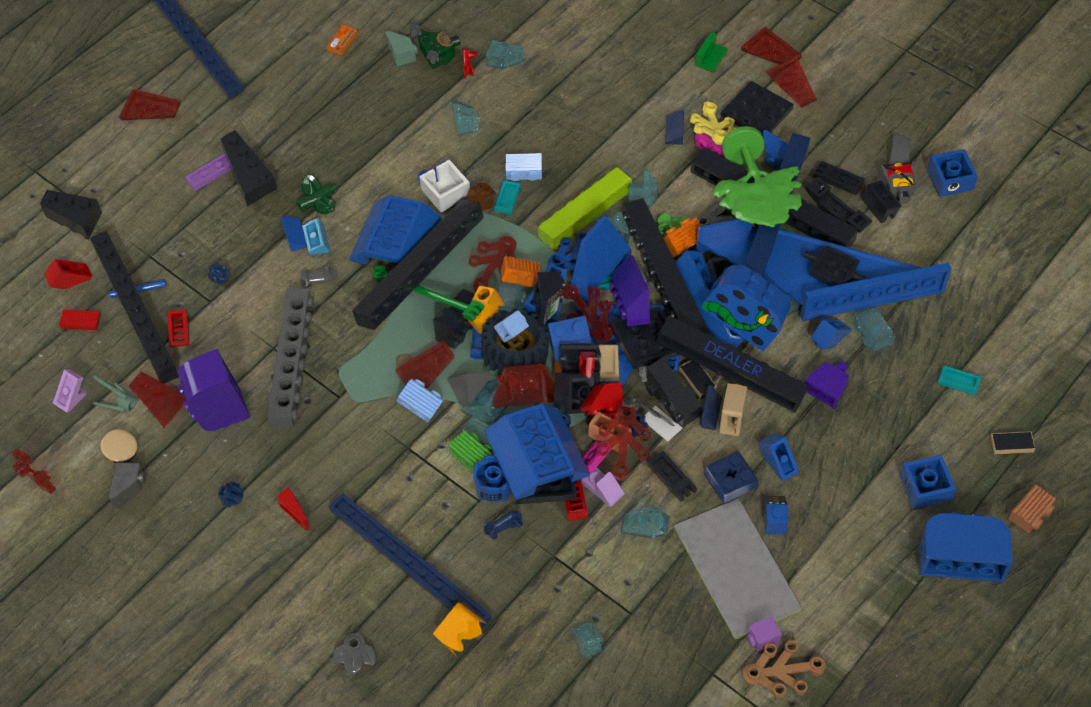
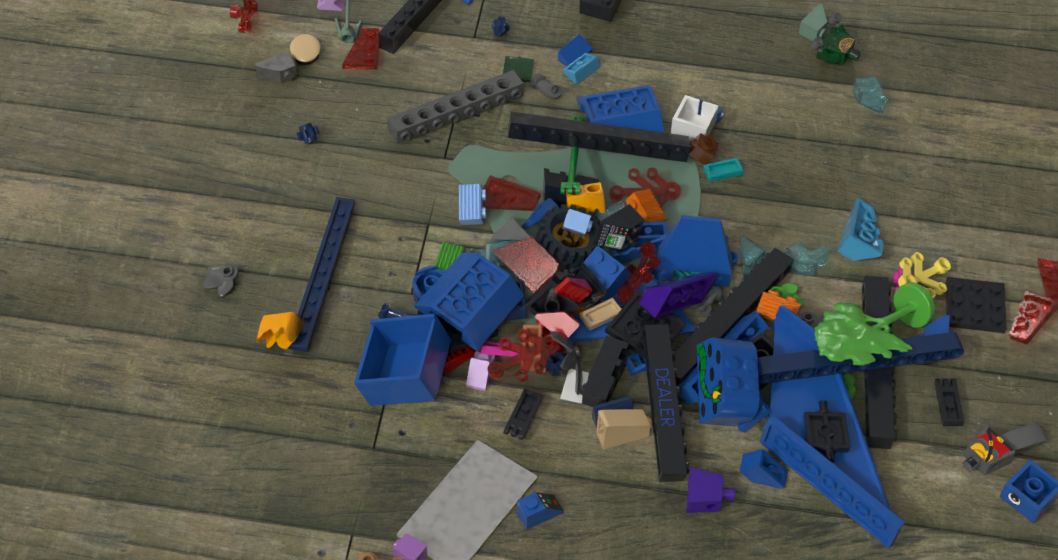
camera: 55 degrees right, 5 degrees down
(175, 315) = (434, 23): red slope -> none
(211, 392) = (379, 71): dark purple brick -> none
(275, 286) = (521, 66): none -> clear green piece
(289, 504) = (322, 175): red slope -> none
(316, 195) = (621, 47): dark green plant -> none
(464, 118) = (775, 97): clear light blue slope -> none
(467, 352) = (538, 213): none -> blue slope
(468, 69) = (844, 71): red piece -> none
(524, 166) = (761, 163): light blue brick -> none
(568, 537) = (403, 360): none -> blue container
(584, 208) = (756, 225): lime brick -> none
(588, 639) = (326, 425): clear light blue slope -> none
(642, 142) = (860, 234): none -> dark azure wedge
(646, 523) = (463, 416): clear light blue slope -> none
(675, 128) = (899, 251): dark blue slope -> none
(696, 377) = (638, 390): black tile -> none
(710, 54) = (1008, 238): green panel -> none
(728, 487) = (563, 454): dark blue brick -> none
(778, 455) = (598, 485): blue slope -> none
(834, 206) = (913, 413): black slope -> none
(873, 329) = (794, 503): clear light blue brick -> none
(880, 201) = (949, 446): black hinge -> none

